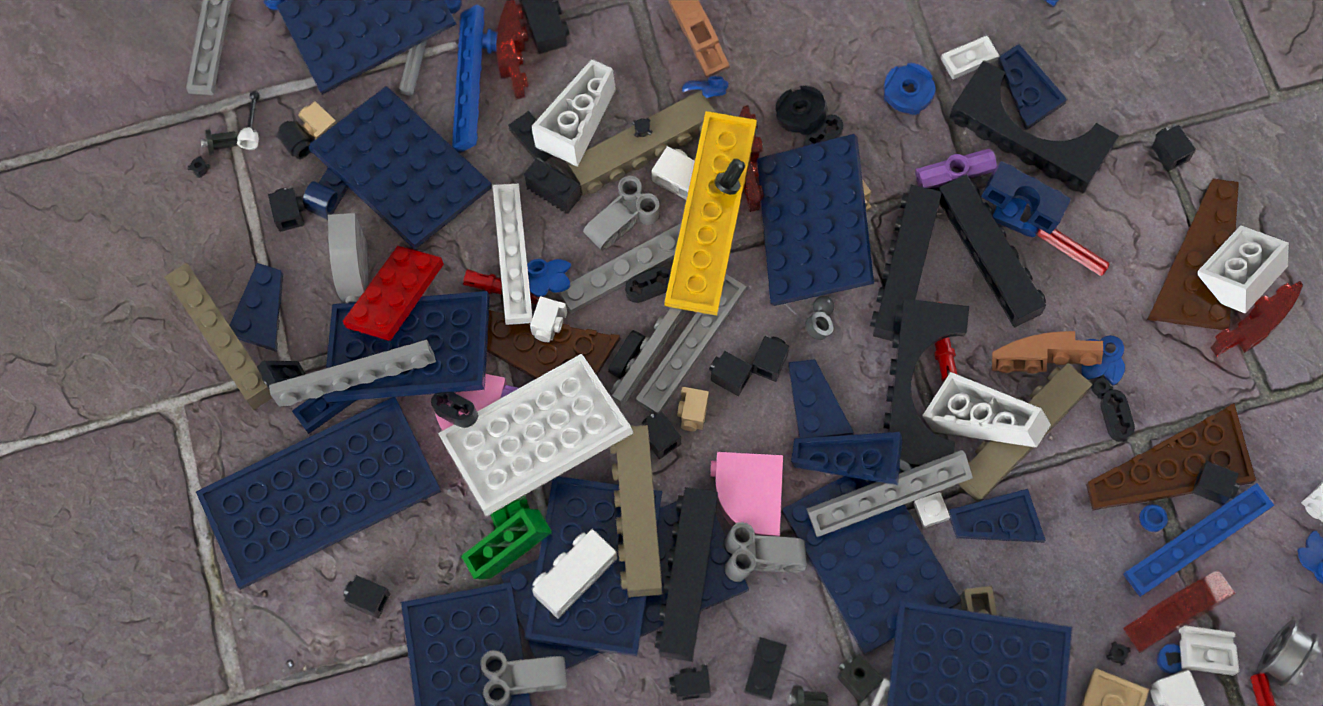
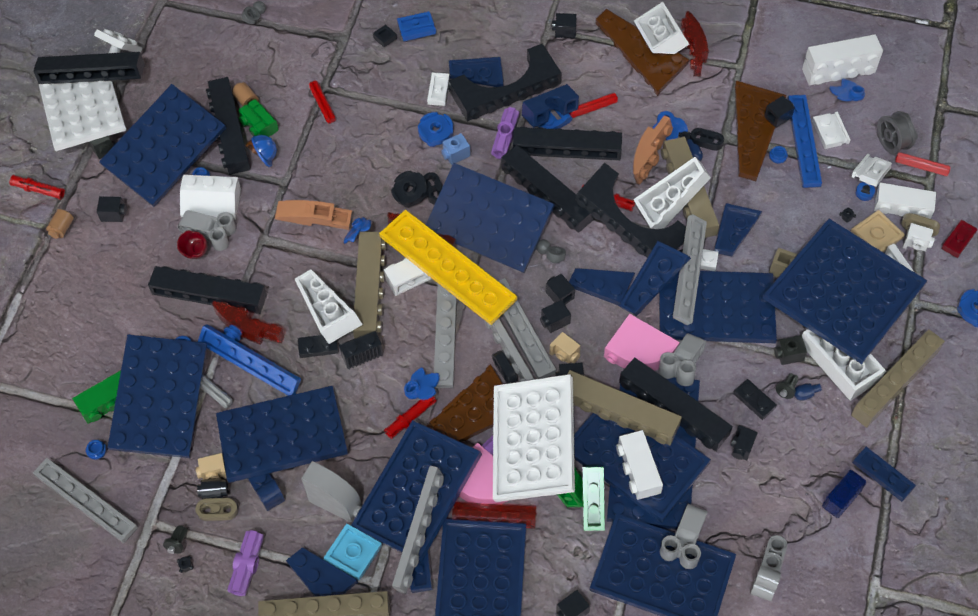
camera: 60 degrees left, 10 degrees down
(230, 225) = (245, 563): none -> medium lavender piece
(247, 136) = (187, 519): white hinge -> none
(275, 160) = (218, 508): none -> dark tan plate
(279, 371) = (383, 580): black plate -> none
(286, 209) = (260, 519): black brick -> none
(303, 324) = (353, 551): none -> medium azure plate
(393, 293) = (372, 480): red plate -> none
(426, 430) = (495, 513): none -> clear red fence
(451, 412) = (482, 479): black beam -> none
(512, 254) = (393, 395): white plate -> none
(547, 319) = (454, 396): white brick -> none
(622, 214) = (408, 319): light grey piece -> none
(642, 127) = (362, 275): black piece -> none
(646, 279) = (462, 331): black beam -> none
(728, 181) = (437, 242): pearl dark grey piece -> none
(893, 127) = (455, 149): none -> medium blue brick
(1084, 409) = (695, 150): none -> dark blue cylinder
(1178, 610) = (841, 171): clear red slope -> none
(1244, 565) = (830, 130): none -> white plate

